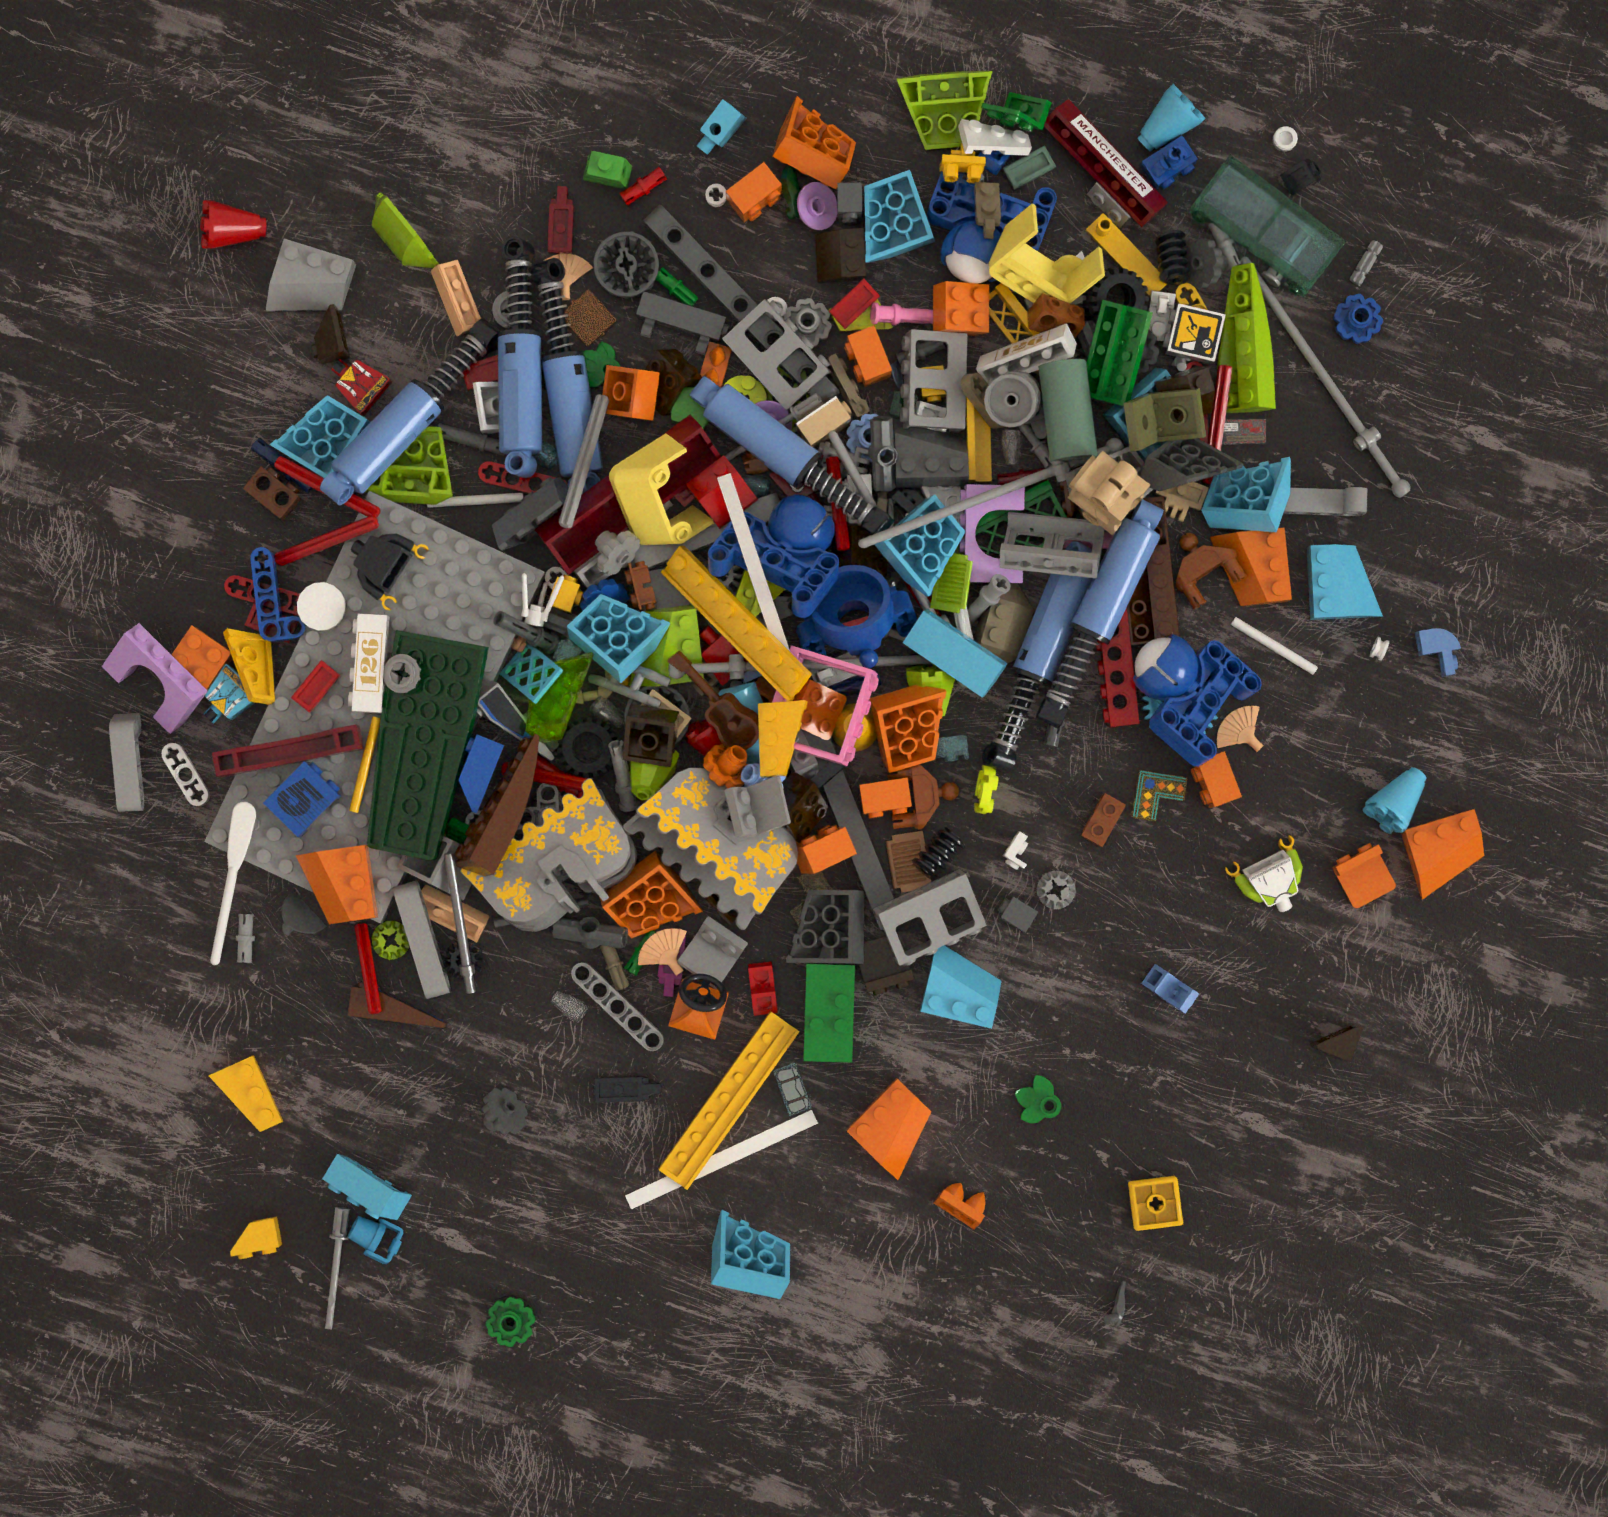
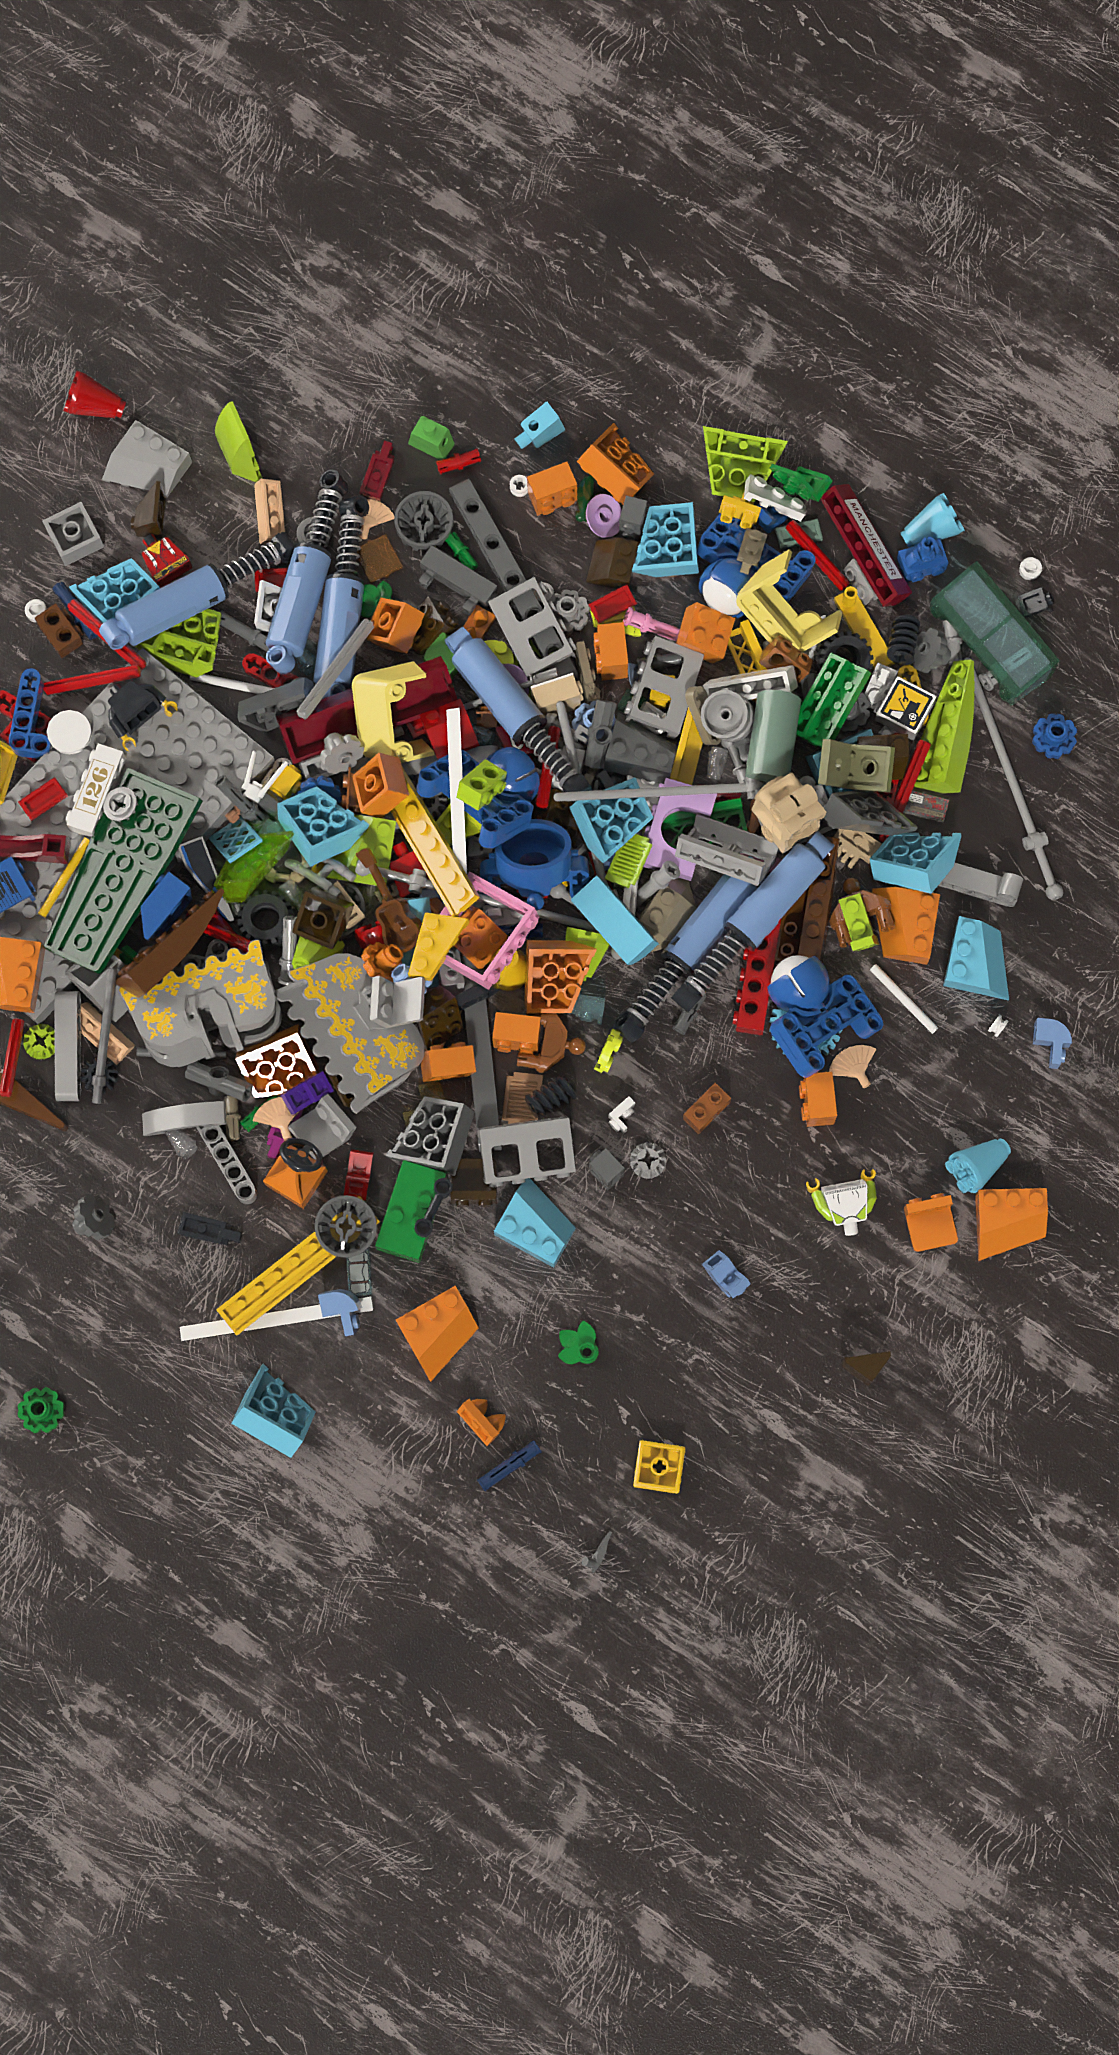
camera: 20 degrees right, 10 degrees down
(239, 476) = (34, 608): none -> white tile
(255, 383) = (73, 533): none -> light grey brick
(566, 982) = (184, 1116): none -> light grey slope
(669, 576) = (380, 785): none -> orange brick
(685, 920) = (307, 1092): none -> dark purple slope
(770, 1071) = (348, 1205): none -> dark grey gear
(779, 551) = (481, 784): none -> lime brick
(786, 1127) = (342, 1303): none -> medium blue brick
(856, 984) = (442, 1189): none -> black bar
(1021, 1221) = (509, 1465): none -> dark blue pin
(1061, 190) = (820, 558): none -> red axle
(1152, 787) = (761, 1093): clear yellow tile -> none
(1208, 583) = (858, 923): none -> lime bracket
(1366, 262) = (1074, 691): light grey axle -> none

